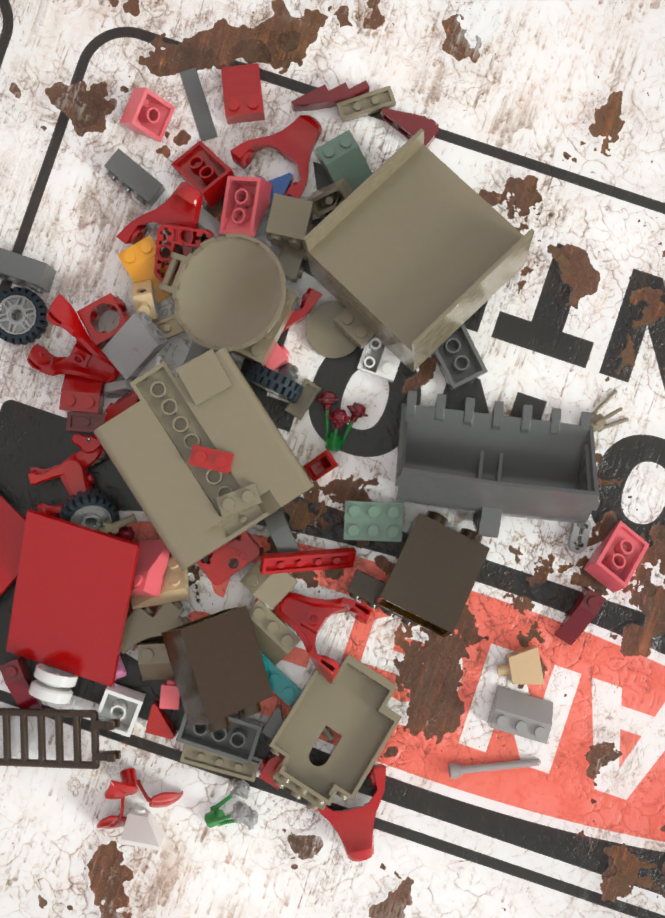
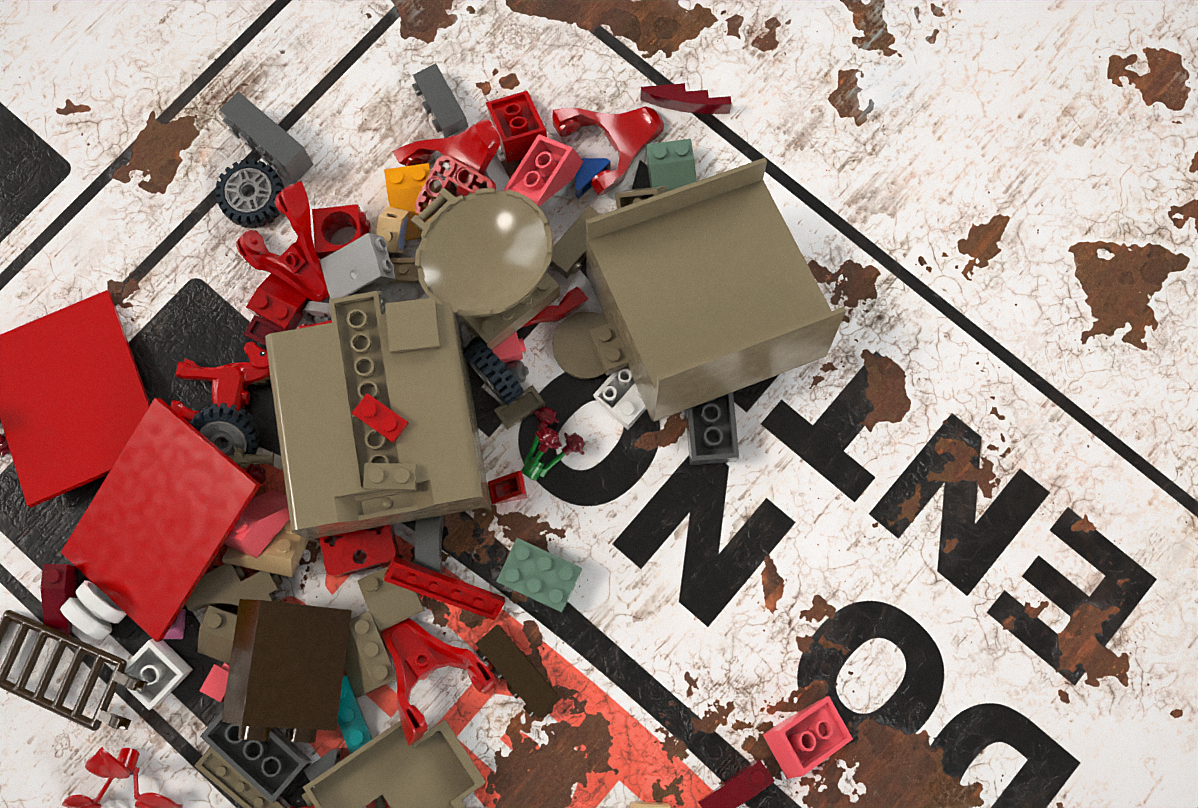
camera: 20 degrees right, 10 degrees down
(147, 114) = (483, 42): coral slope -> none
(159, 723) = (192, 709): red slope -> none
(198, 104) = (542, 54): dark grey sticker -> none
(242, 93) = (593, 61): red slope -> none
(289, 221) = (581, 200): dark tan brick -> none
(366, 104) = (721, 122): dark tan plate -> none
(410, 124) = (776, 173): dark red slope -> none
(433, 573) = (581, 663): dark brown brick -> none
(496, 463) = (706, 565): dark grey piece -> none
(584, 536) = (778, 696): light grey beam -> none
(598, 421) = (843, 567): dark tan plant -> none

